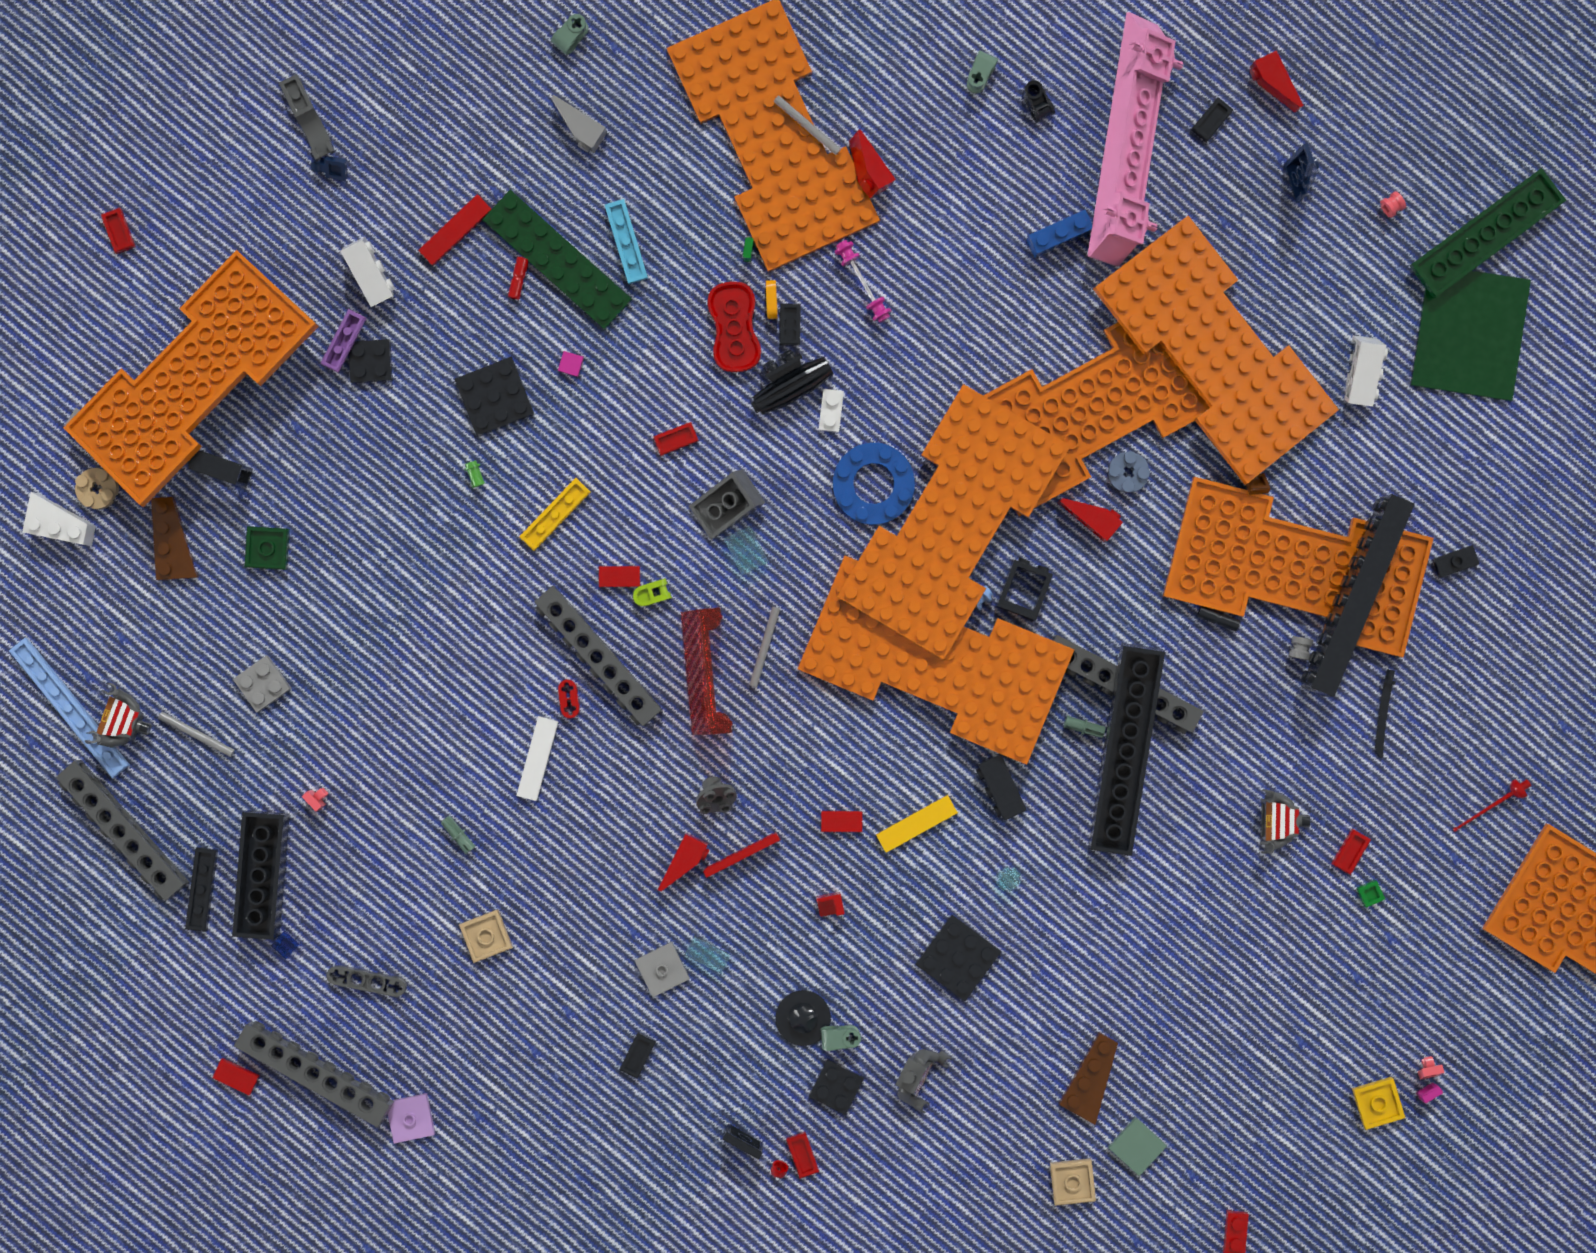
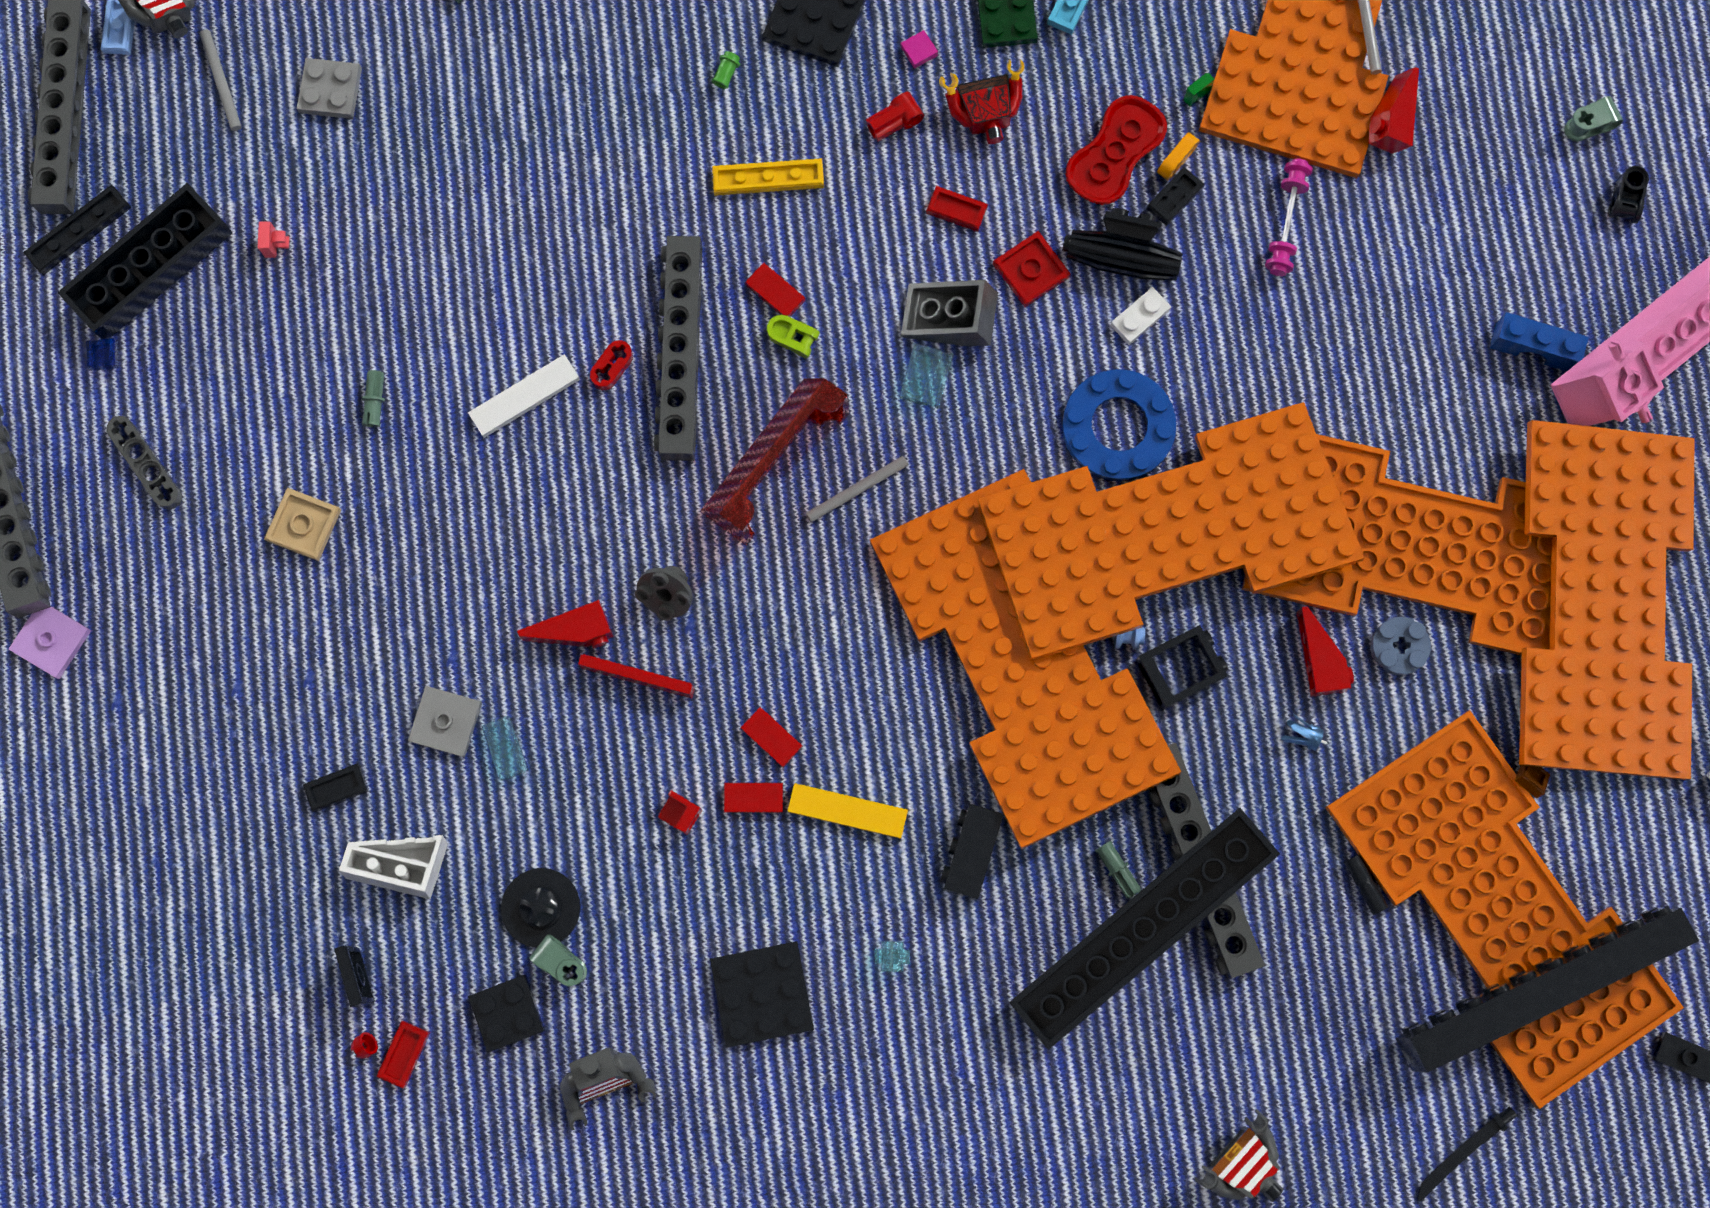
camera: 45 degrees right, 10 degrees down
(596, 412) = (901, 113): none -> red piece
(638, 364) = (986, 103): none -> torso
(709, 1066) = (397, 865): none -> white wedge
(747, 437) = (1031, 269): none -> red tile
(861, 861) = (753, 797): none -> red tile
(1118, 567) = (1312, 734): none -> flat silver piece
(1300, 649) = (1431, 996): light grey wheel -> none

